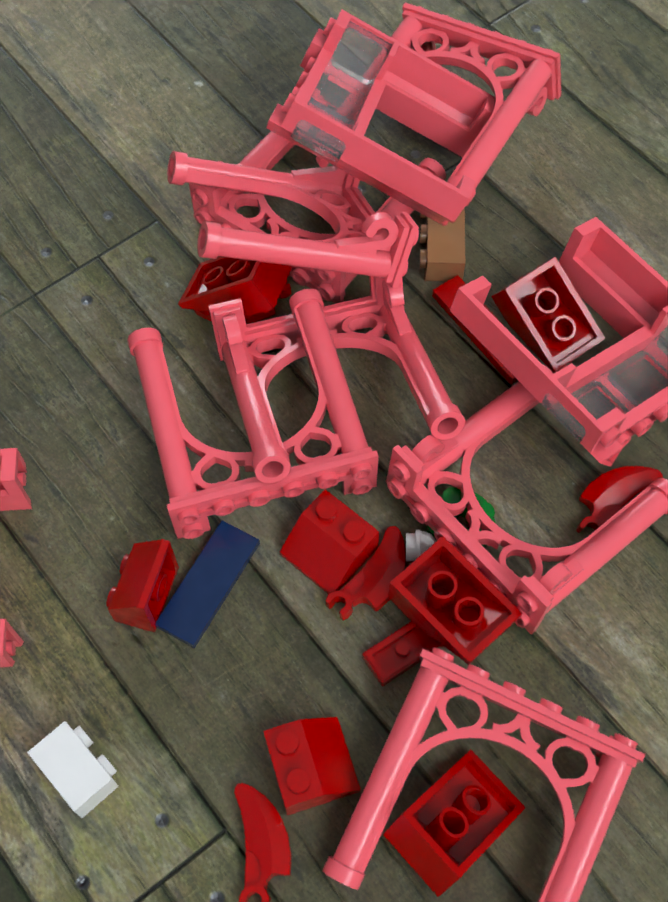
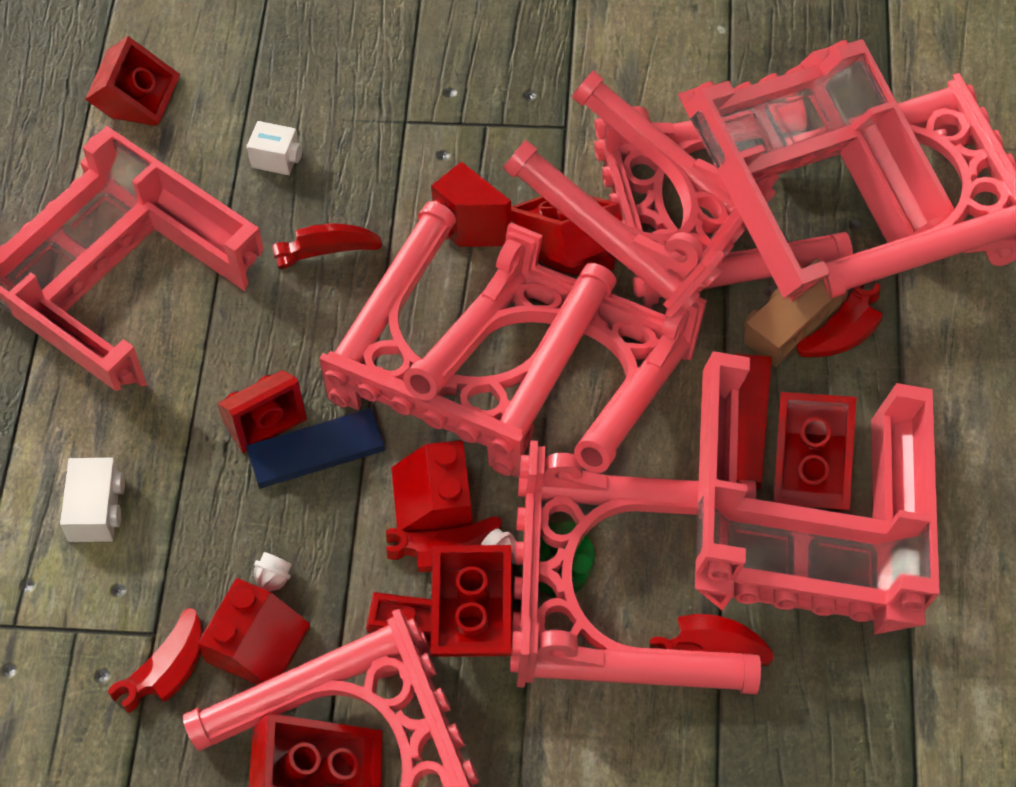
camera: 45 degrees right, 5 degrees down
(63, 424) = (323, 240): none -> red piece
(165, 309) = (479, 208): none -> red slope
(274, 703) = (271, 572): none -> white plate
(483, 225) = (847, 327): none -> red piece

